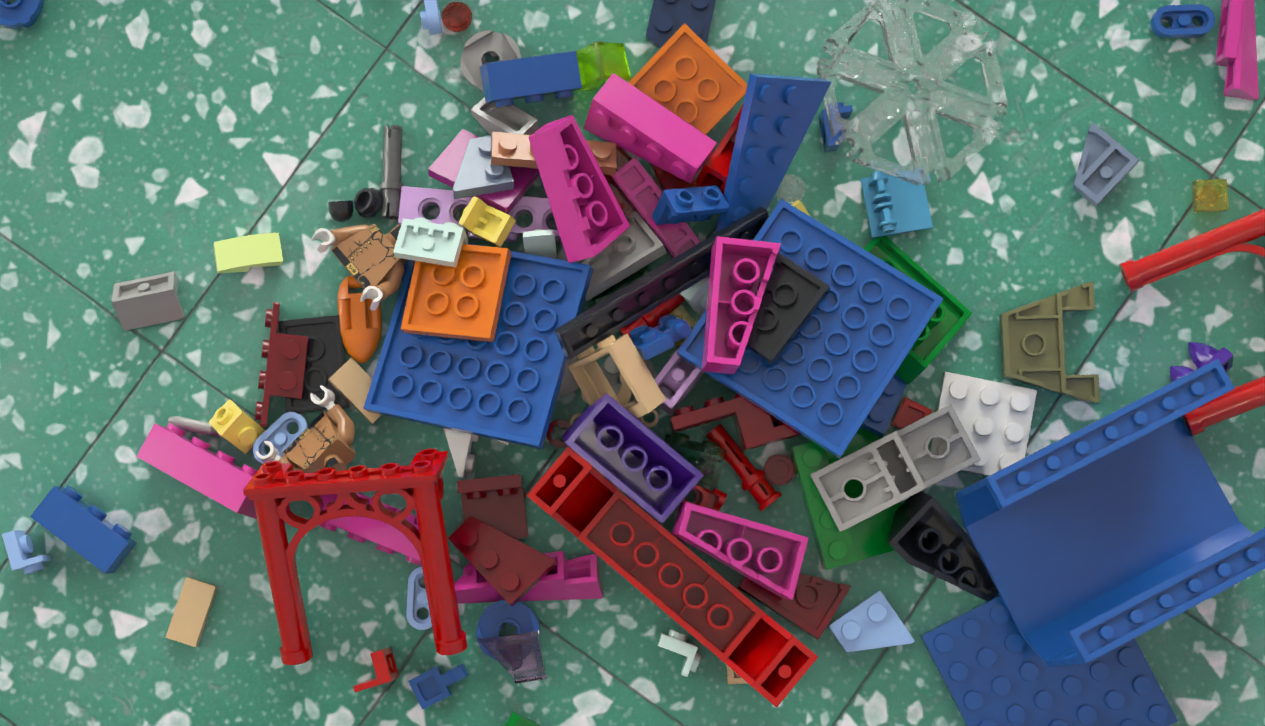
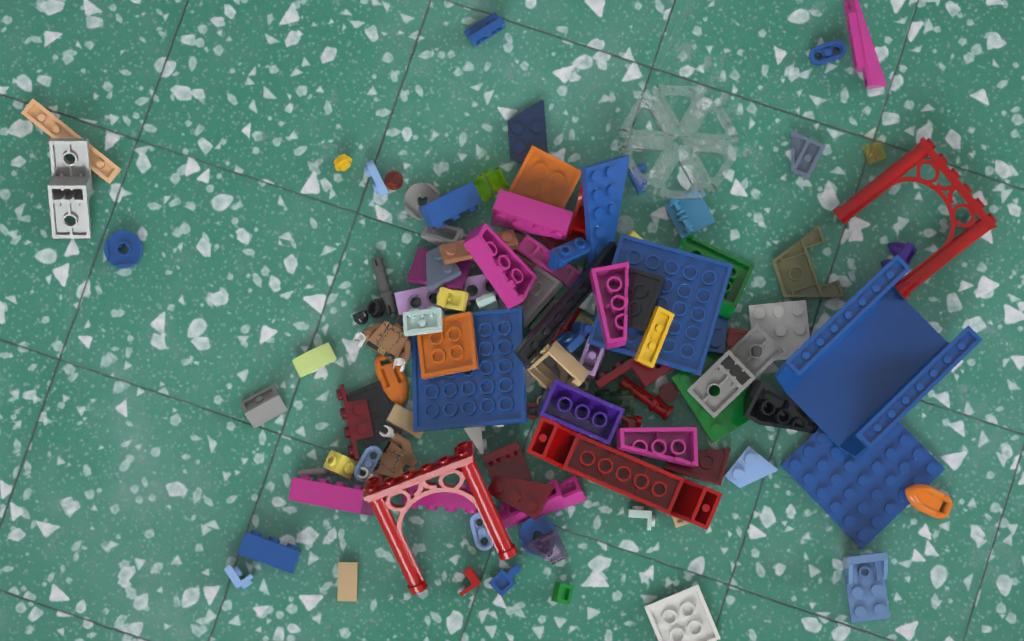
camera: 10 degrees left, 0 degrees up
(784, 374) = (654, 337): none -> yellow plate

